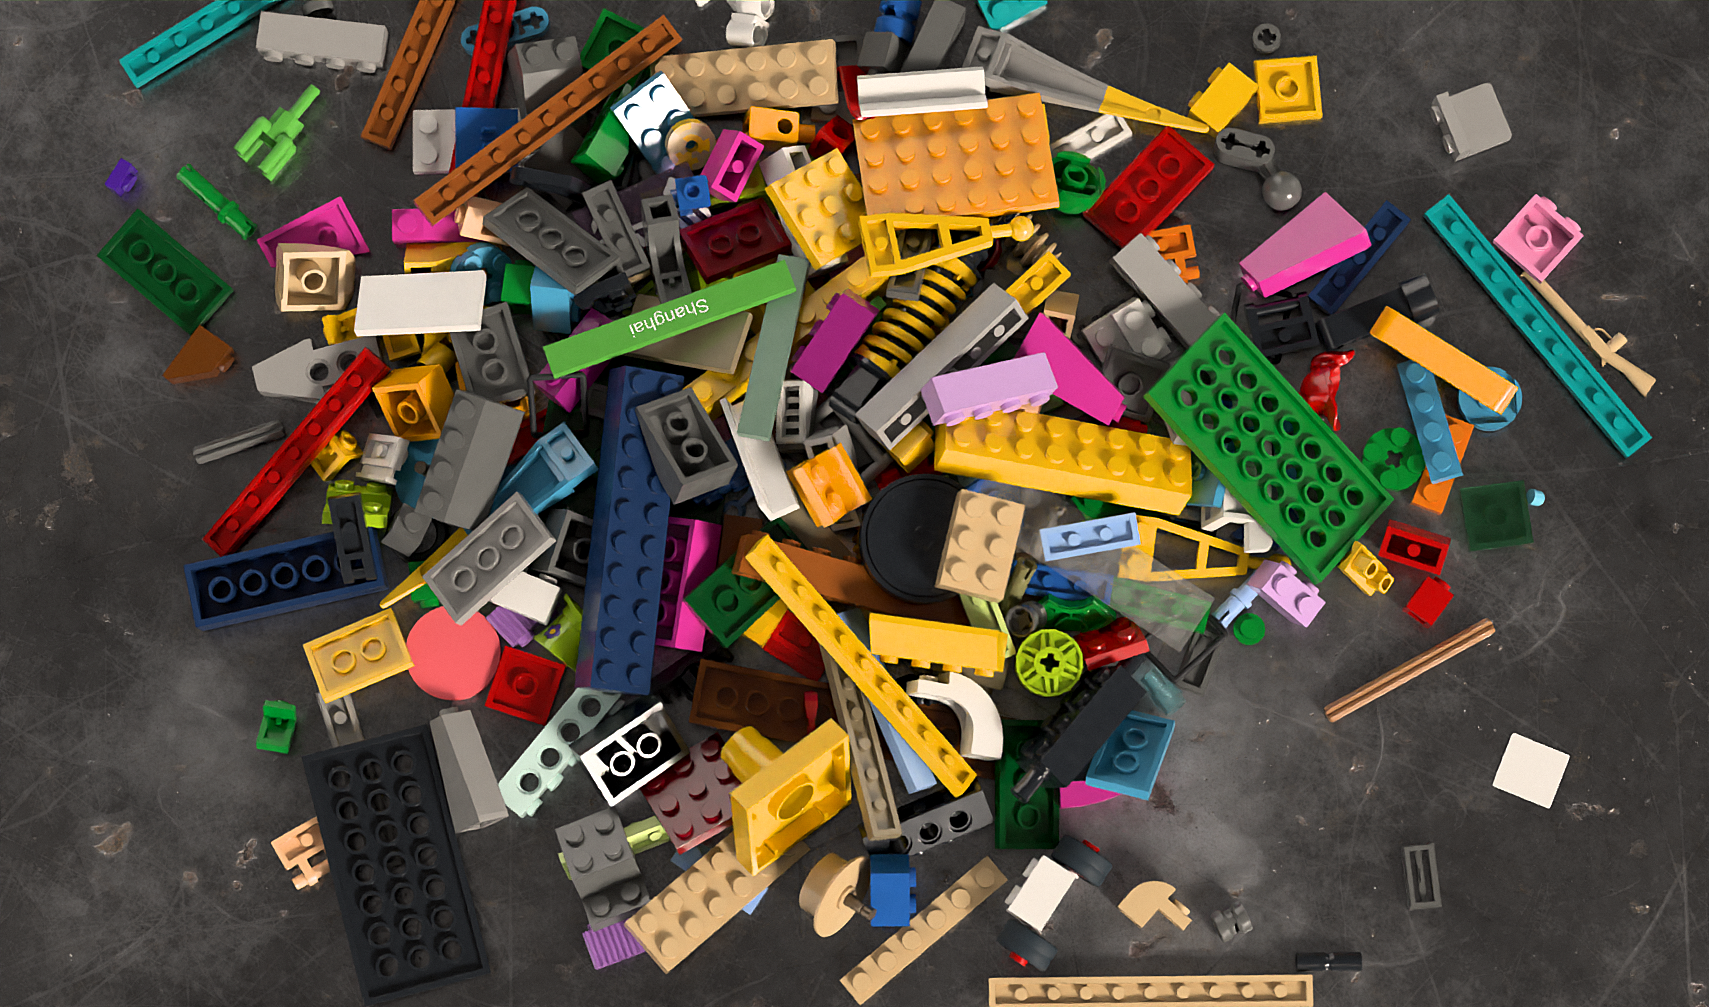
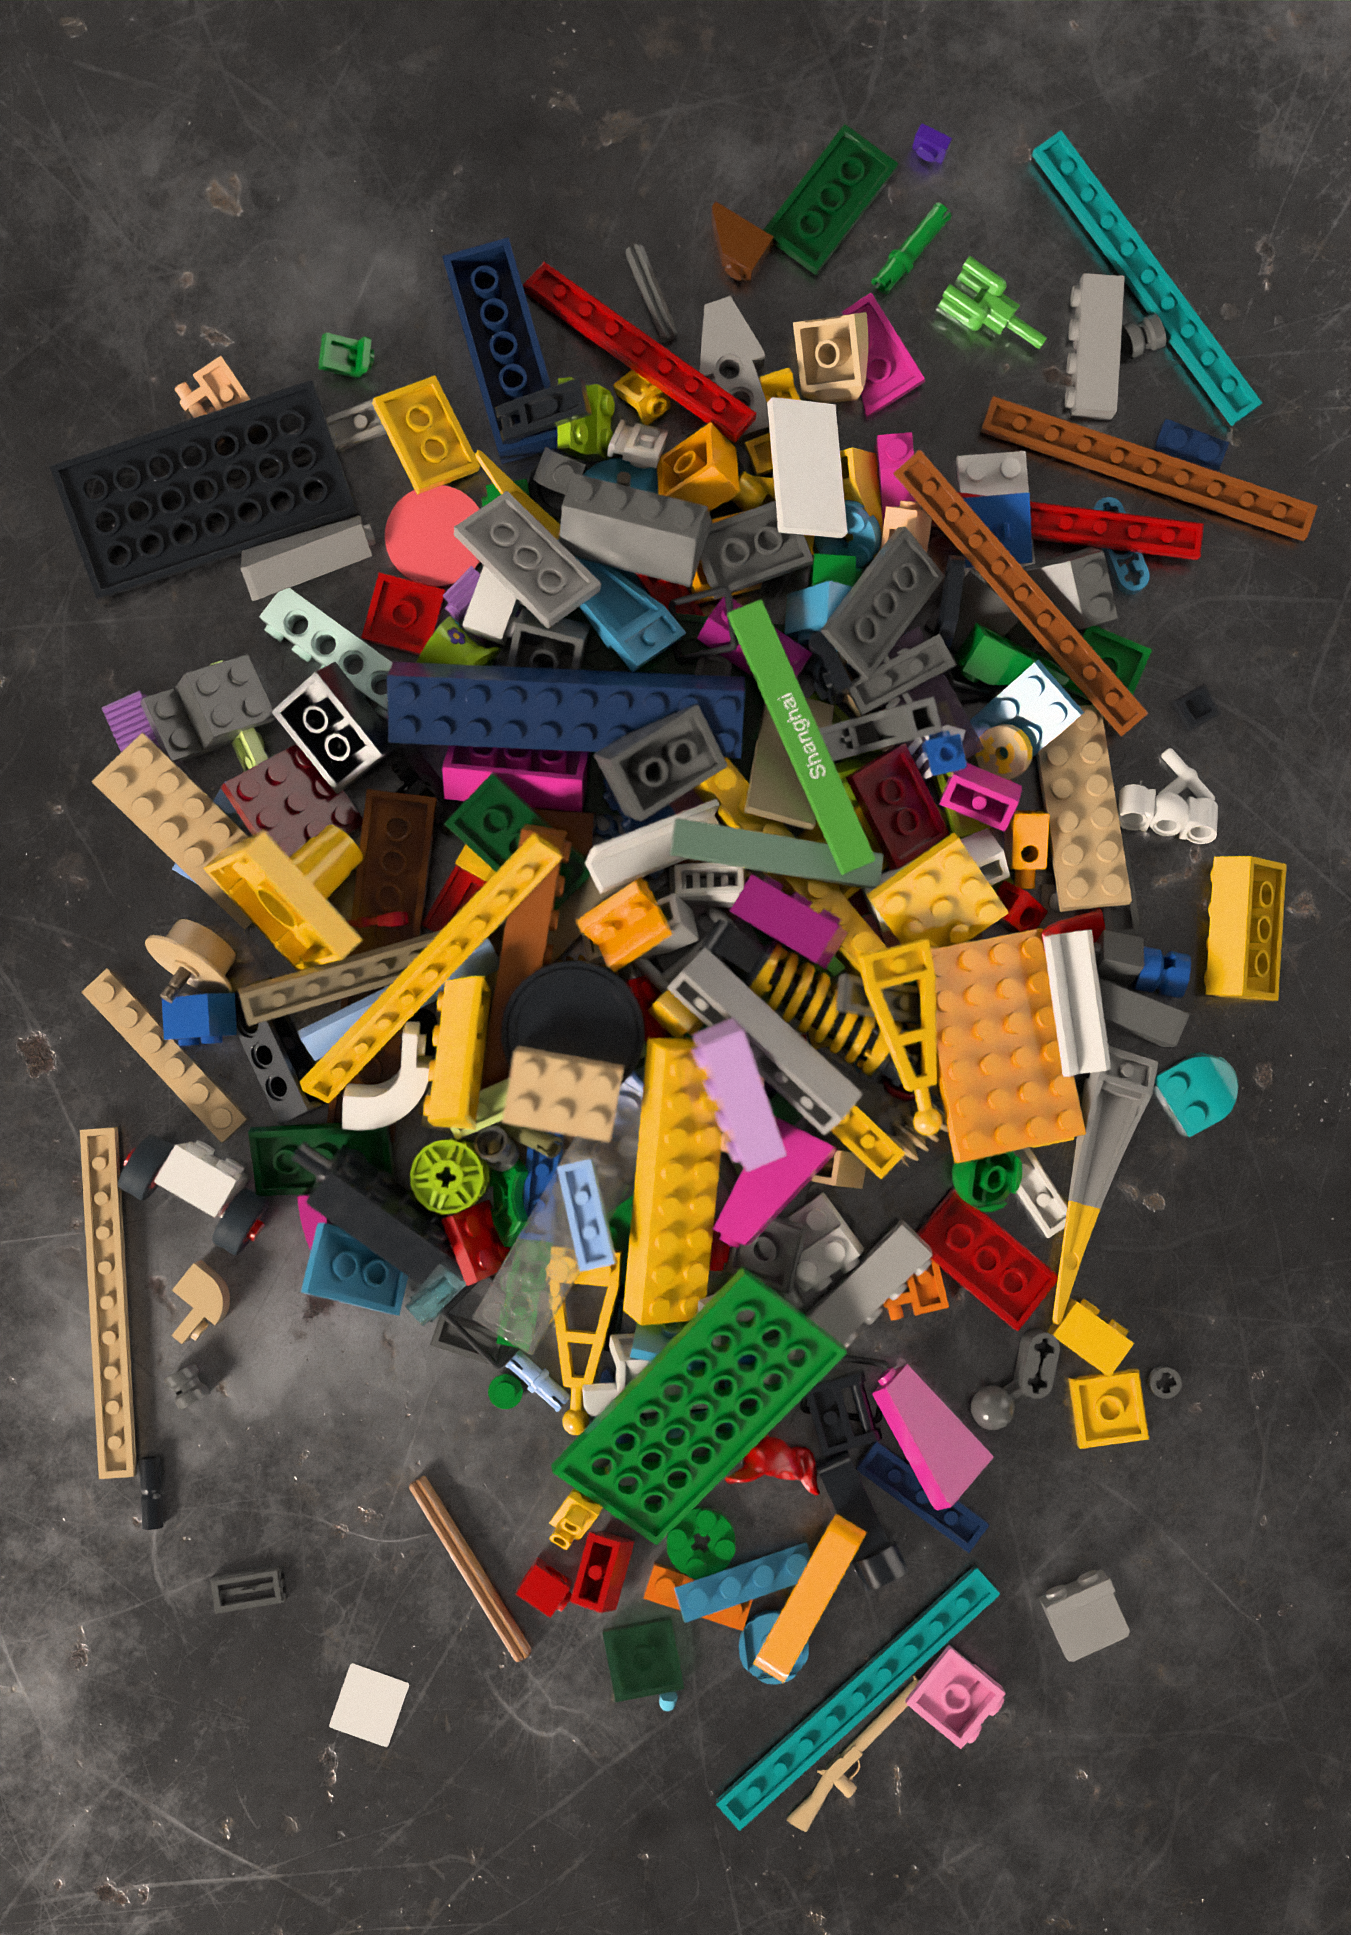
camera: 85 degrees right, 5 degrees up
(1286, 593) = (543, 1431): lavender brick -> none

